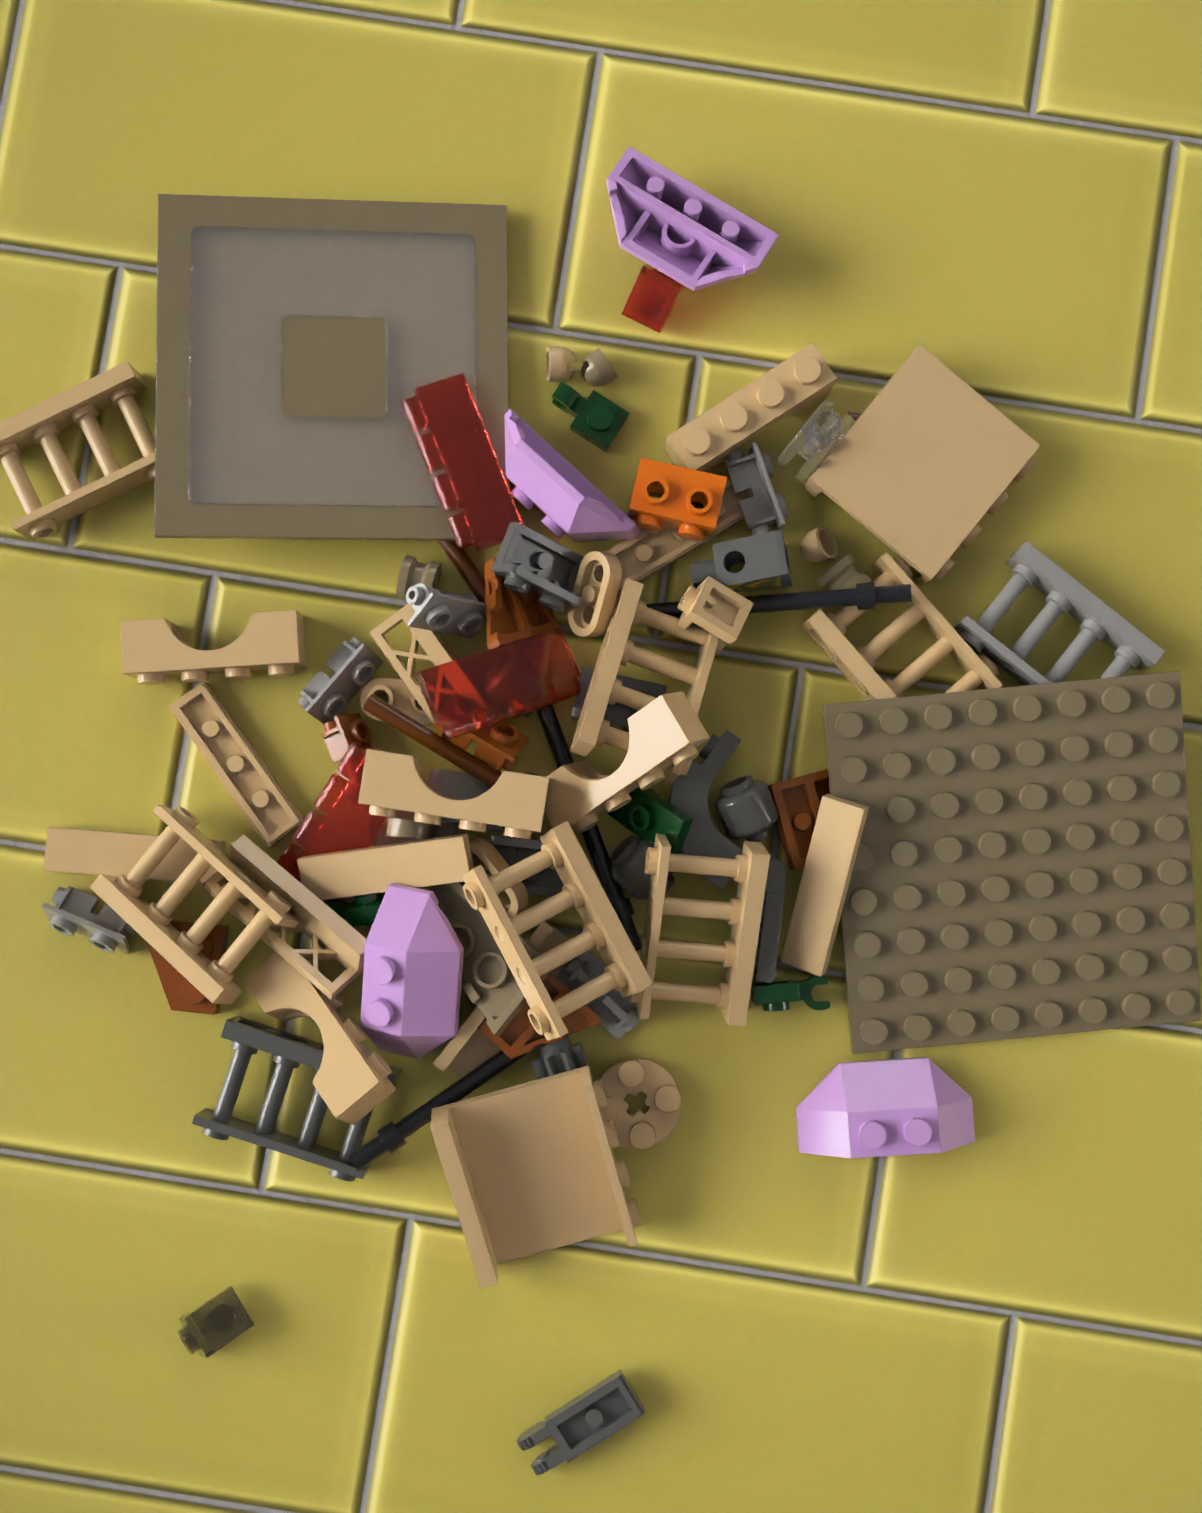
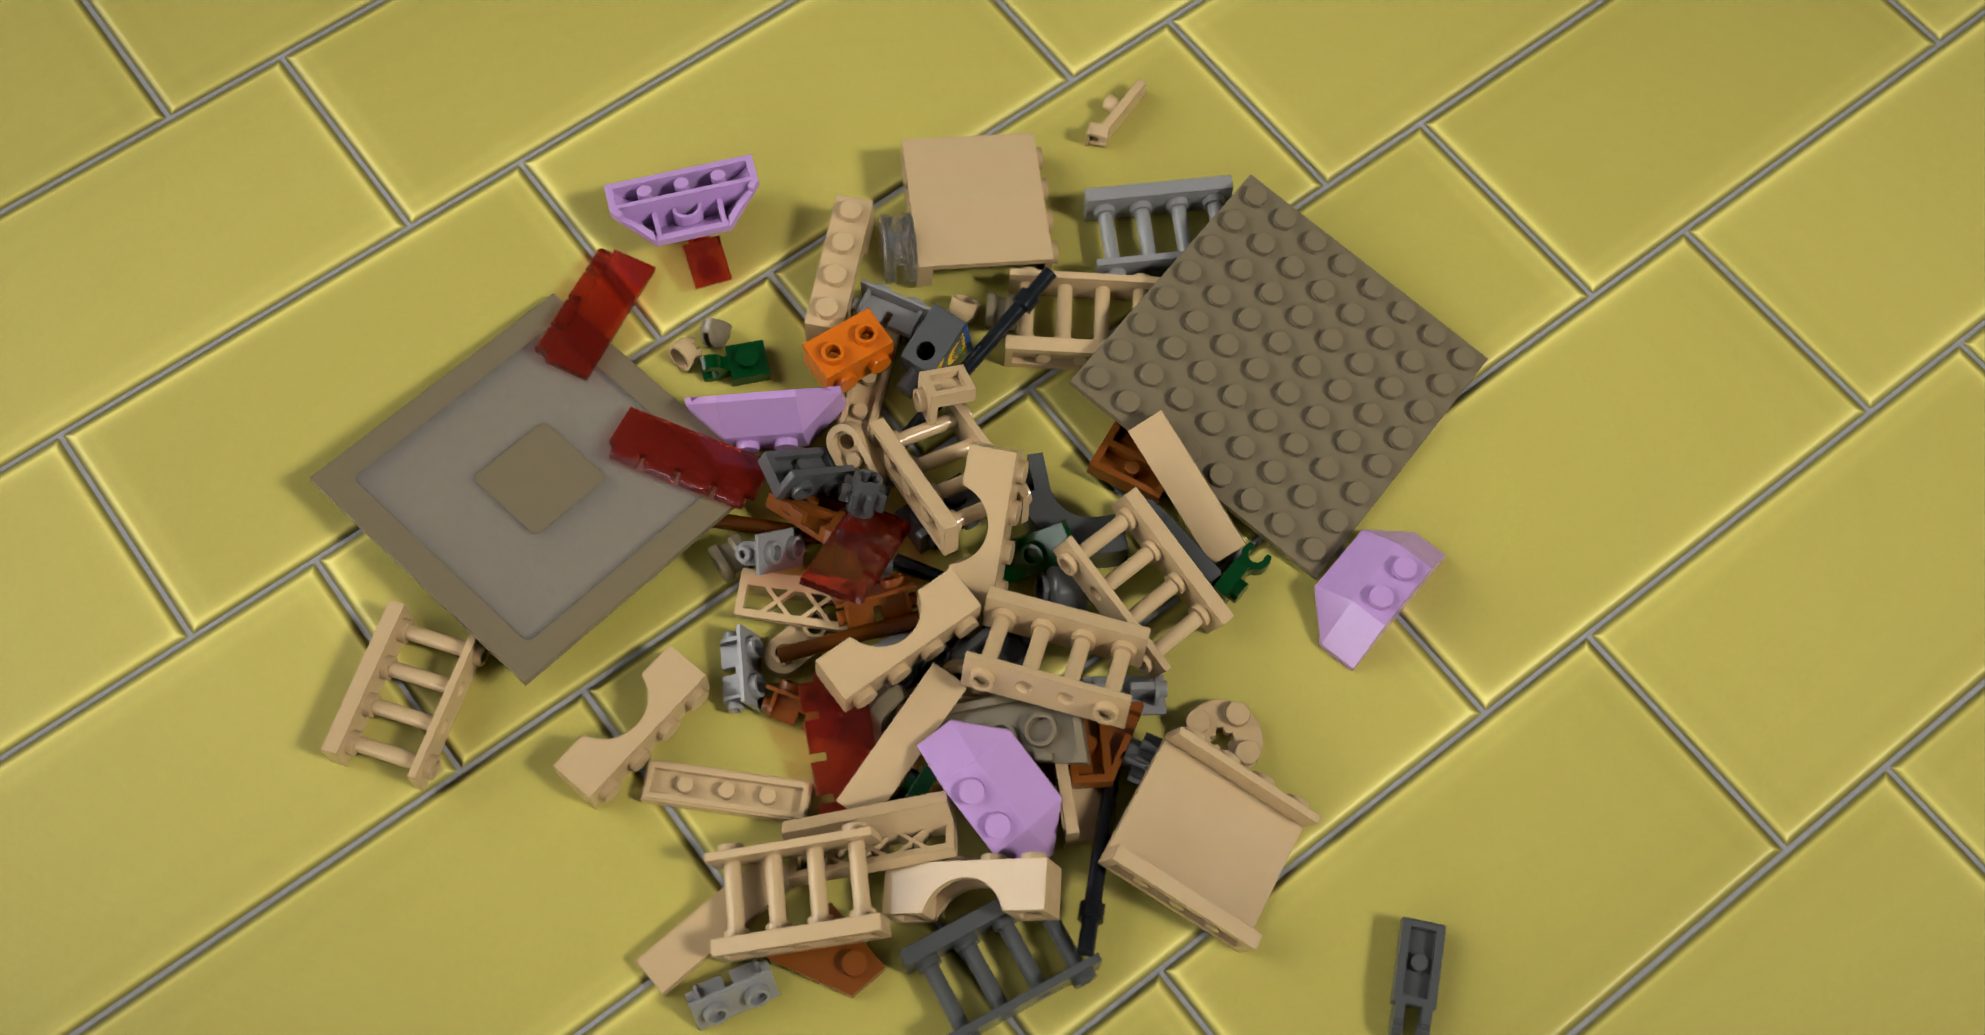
camera: 50 degrees left, 20 degrees down
(517, 264) = (594, 312): none -> clear red windscreen
(564, 634) = (864, 493): none -> dark grey gear
(746, 809) = (1090, 493): dark grey head -> none
(1144, 490) = (1119, 109): none -> tan piece

